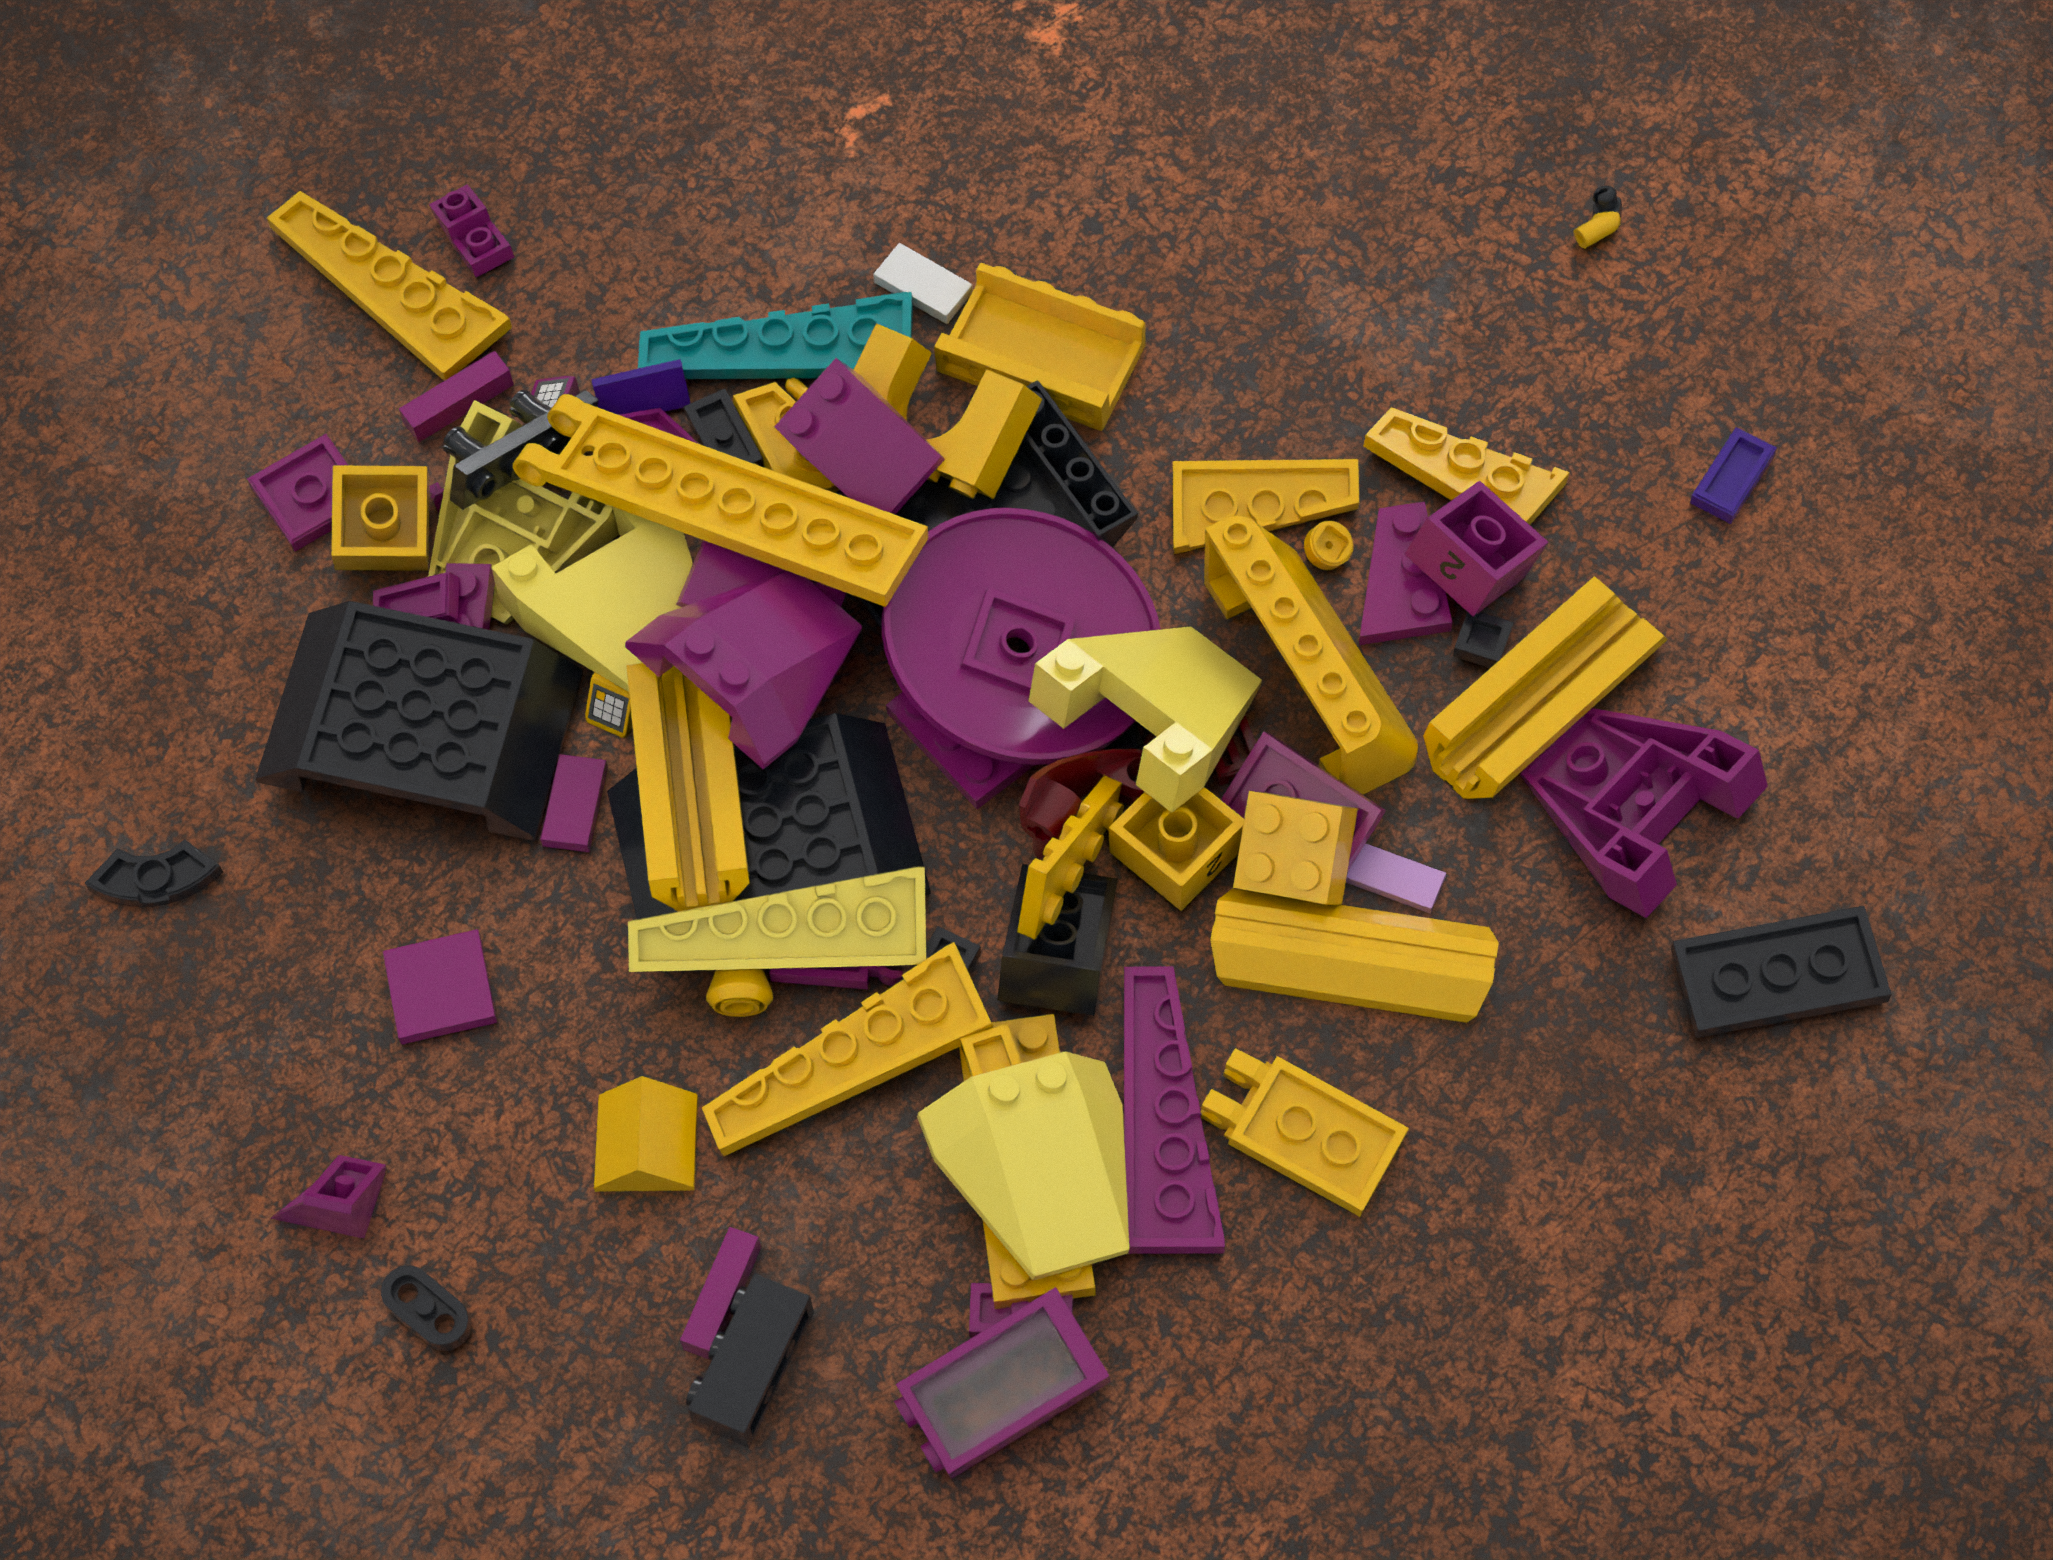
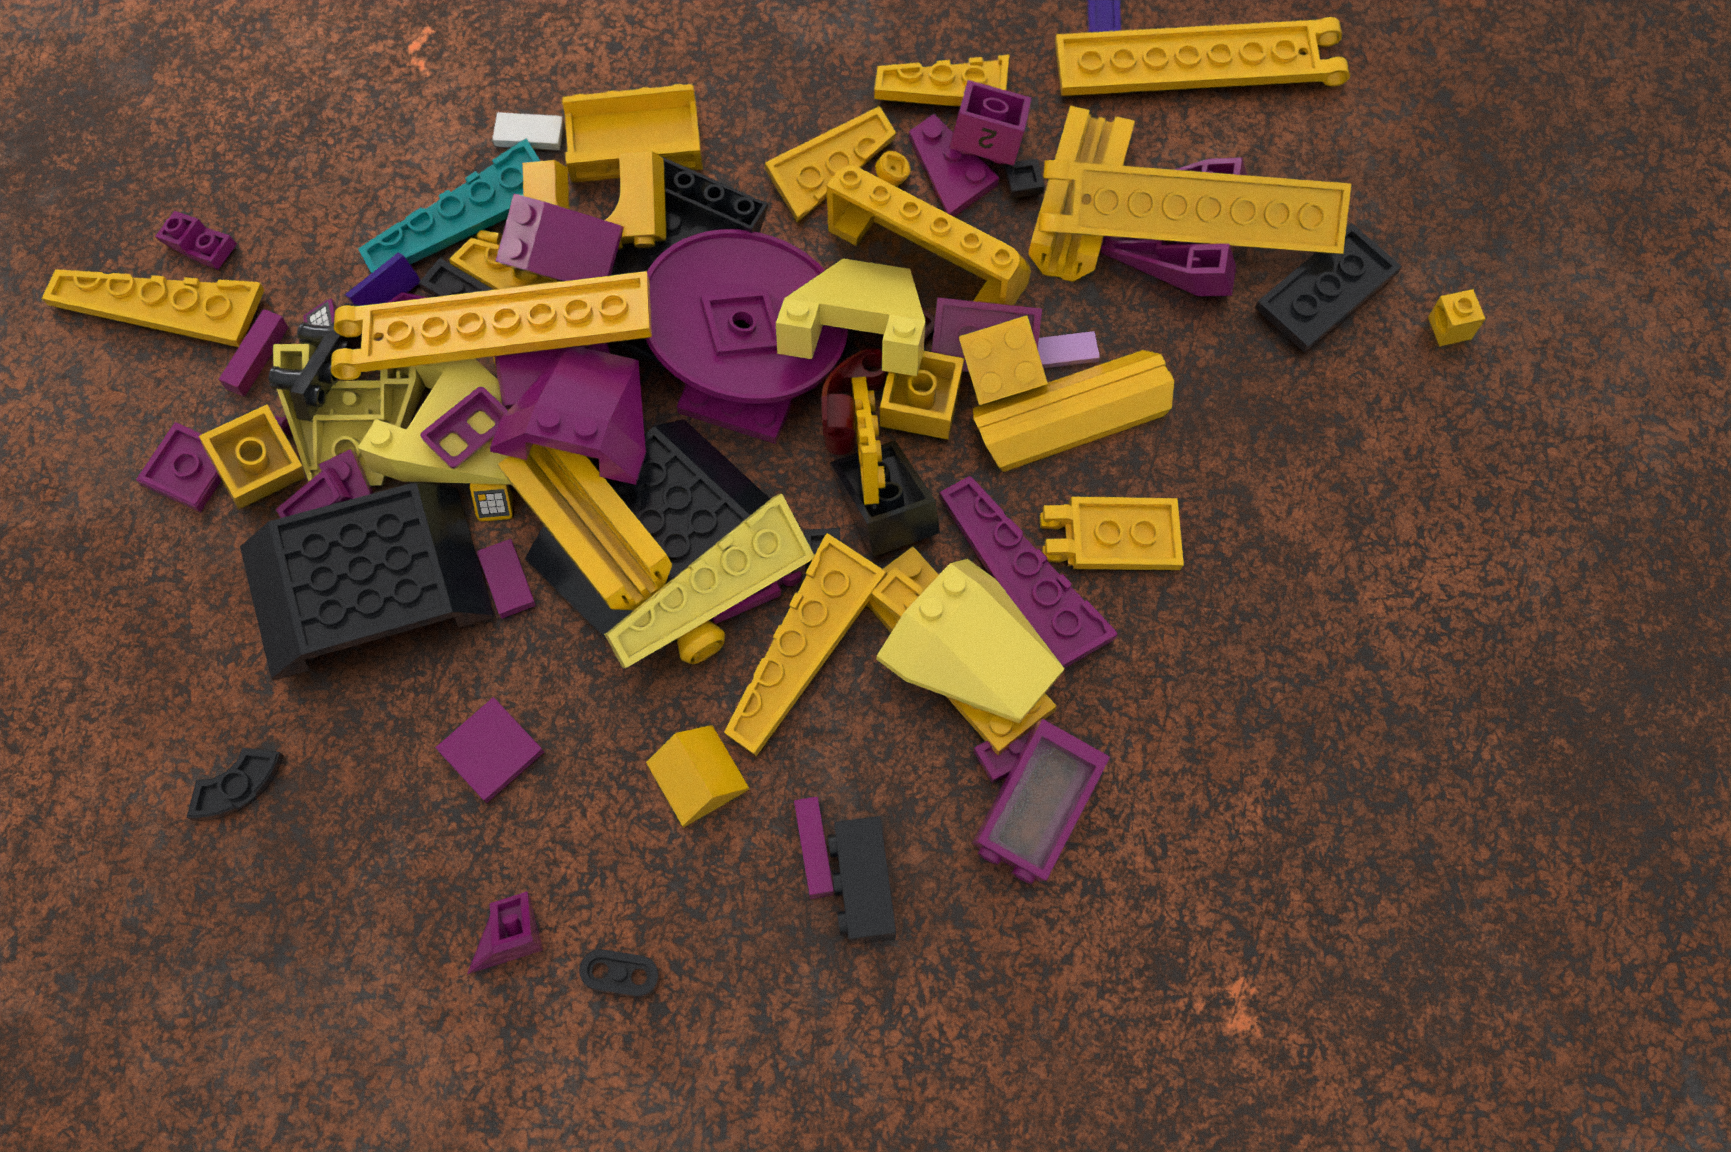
camera: 35 degrees left, 5 degrees up
(615, 593) = (456, 422): none -> magenta piece
(1663, 788) = (1201, 207): none -> yellow hinge
(1815, 596) = (1199, 57): none -> yellow hinge
(1917, 1095) = (1456, 317): none -> yellow brick

